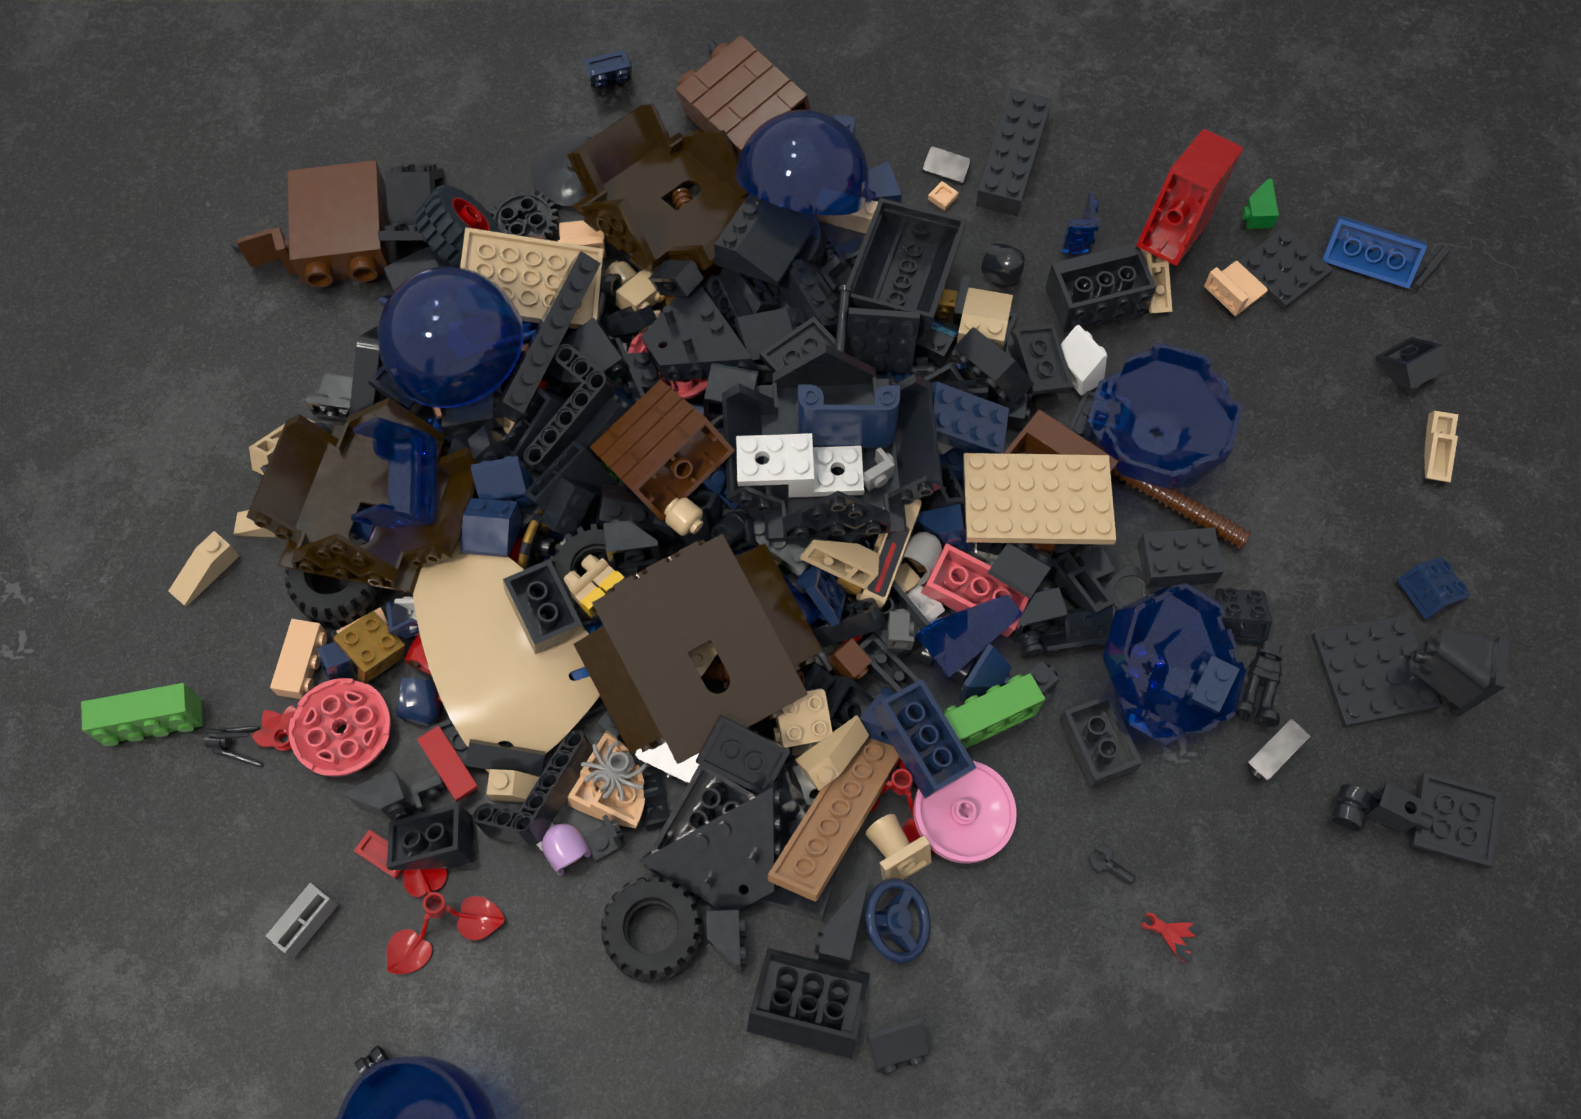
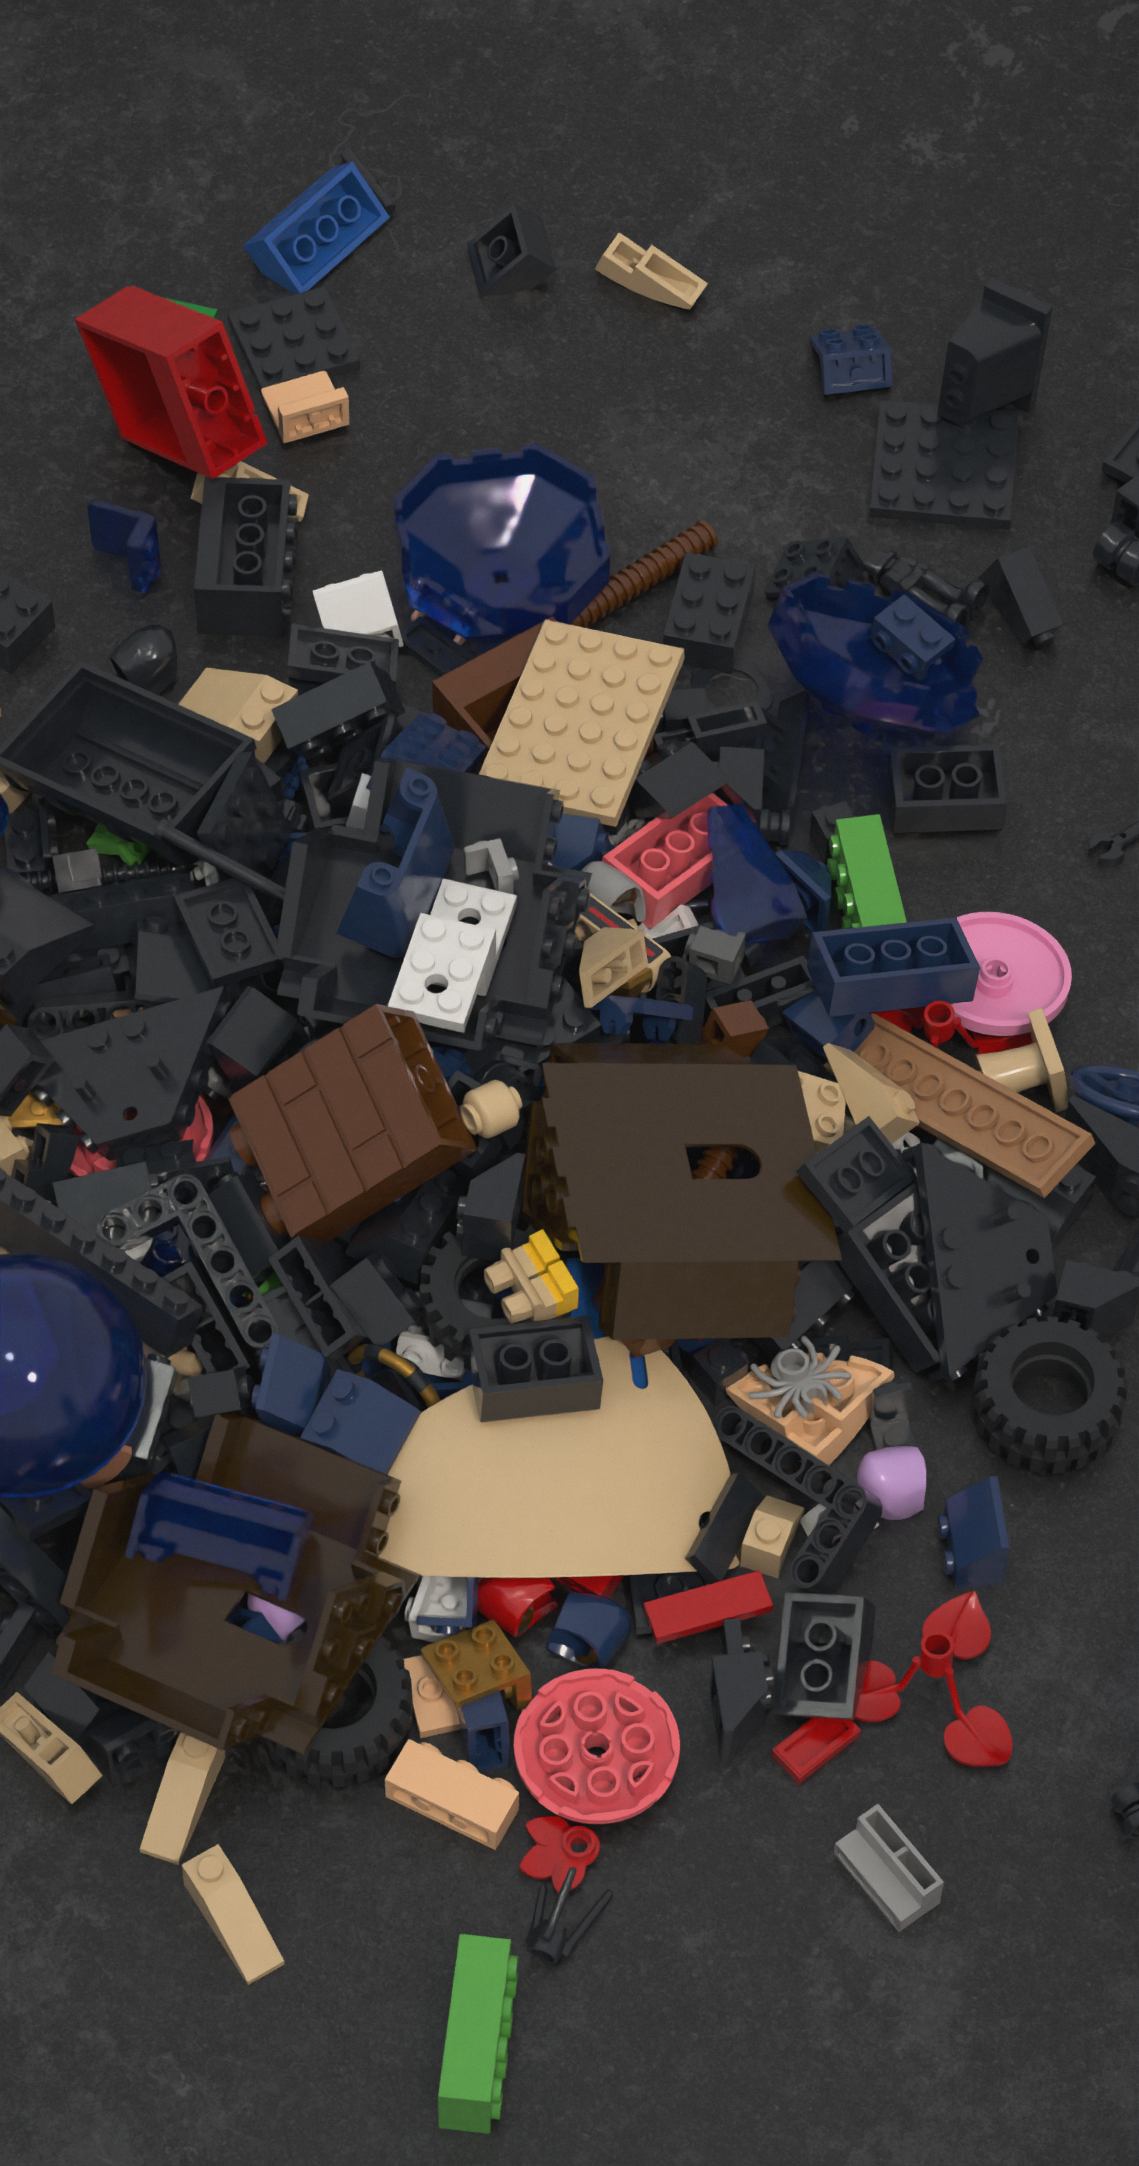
camera: 75 degrees left, 10 degrees down
(538, 910) = (975, 1536): none -> dark blue slope

